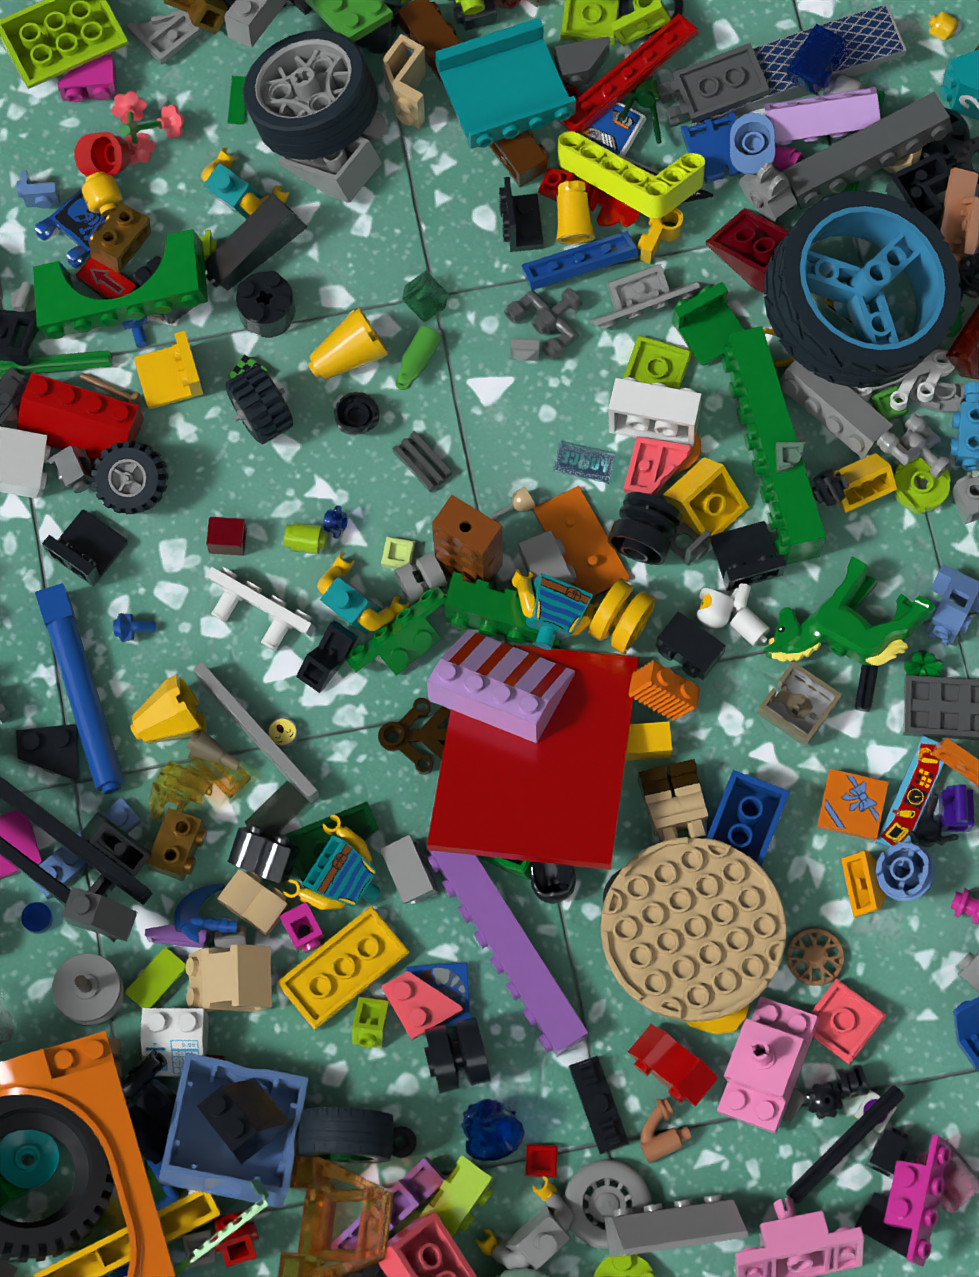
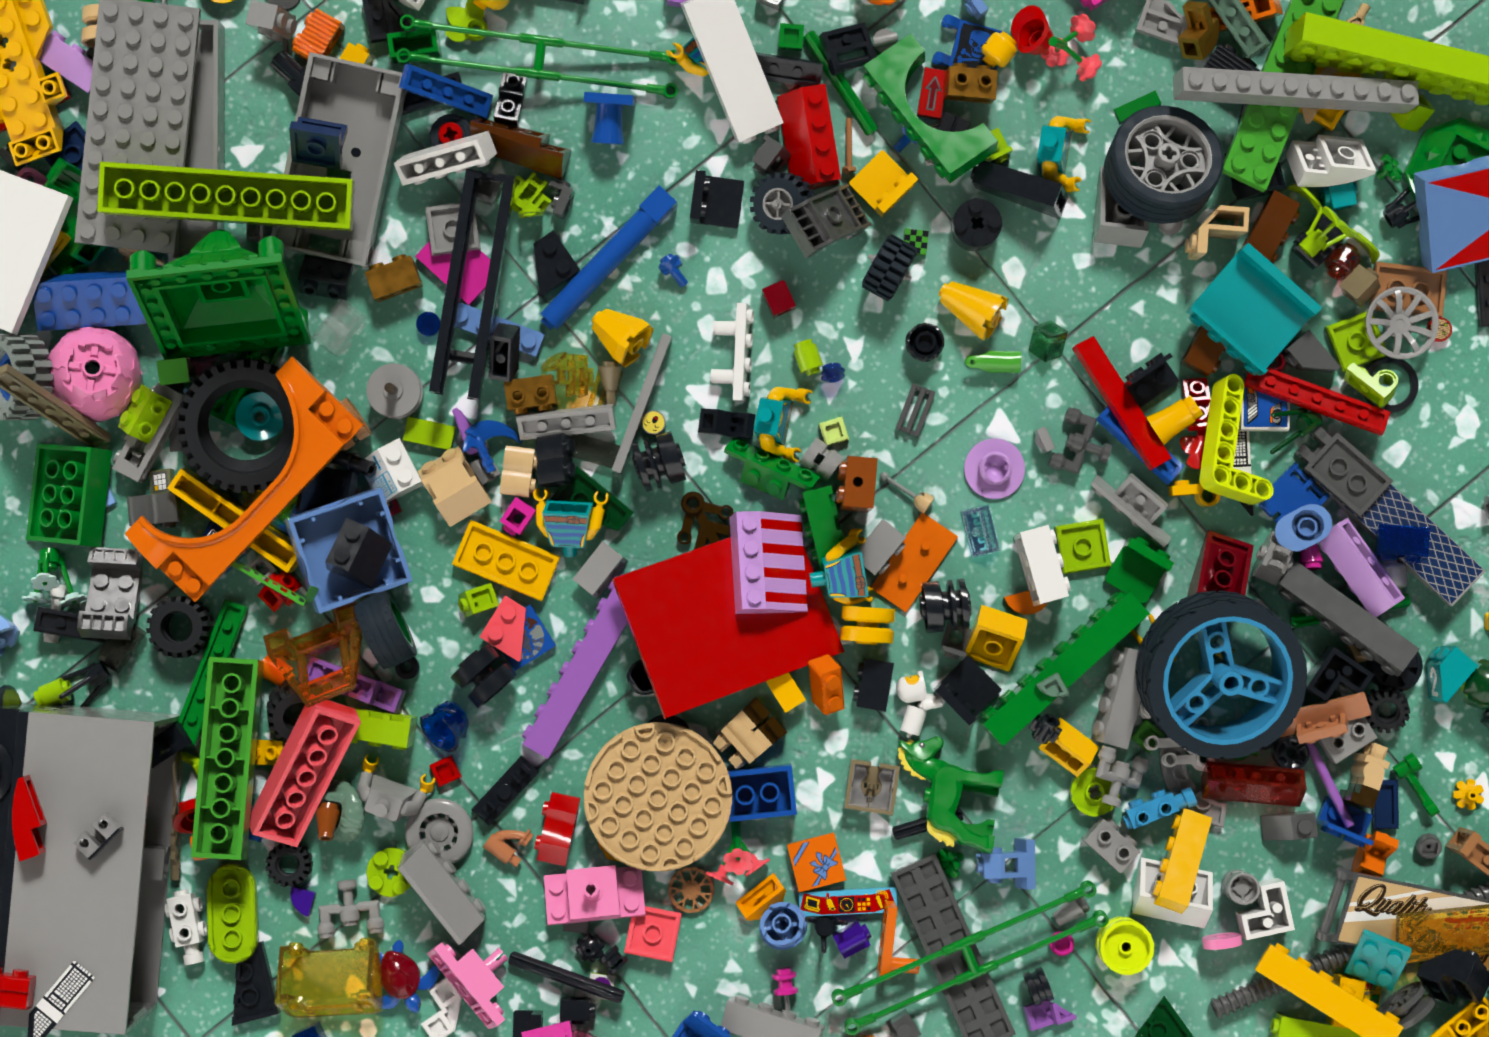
camera: 55 degrees right, 15 degrees up
(98, 914) = (437, 376): dark grey slope -> none
(172, 441) = (825, 220): none -> flat silver plate
(230, 815) = (566, 421): none -> light grey plate
(327, 742) = (659, 461): none -> black wheel
(527, 415) = (994, 468): none -> lavender piece
(529, 256) = (1121, 403): none -> red tile
(654, 464) = (1001, 584): coral wing -> none
(809, 878) = (737, 859): none -> coral plant

